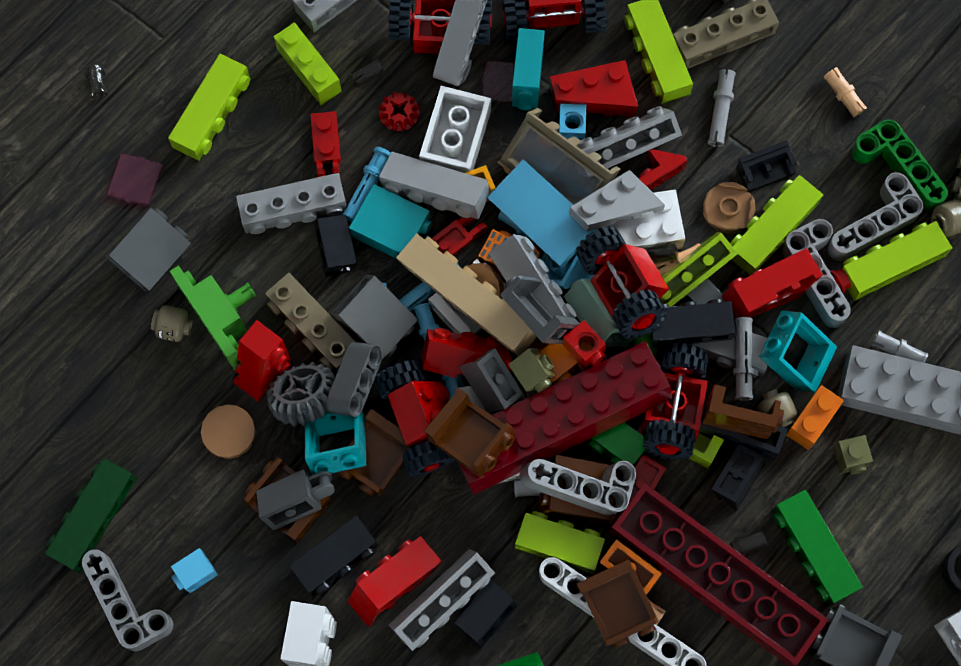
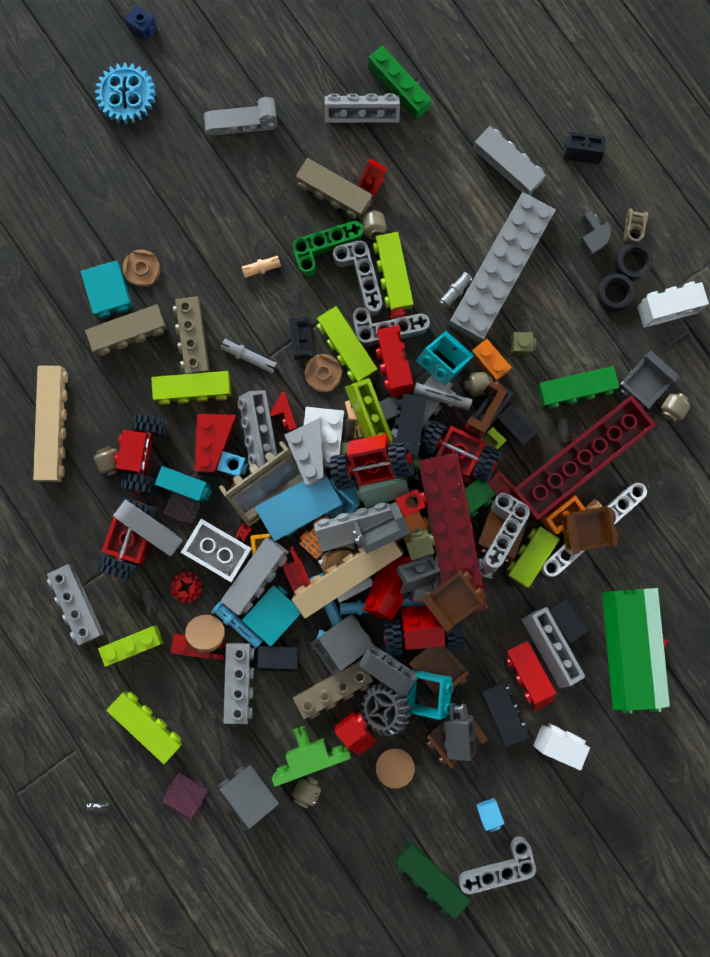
camera: 80 degrees left, 10 degrees up
(345, 146) = (205, 633): none -> medium nougat tile
(489, 159) = (243, 532): none -> red bush

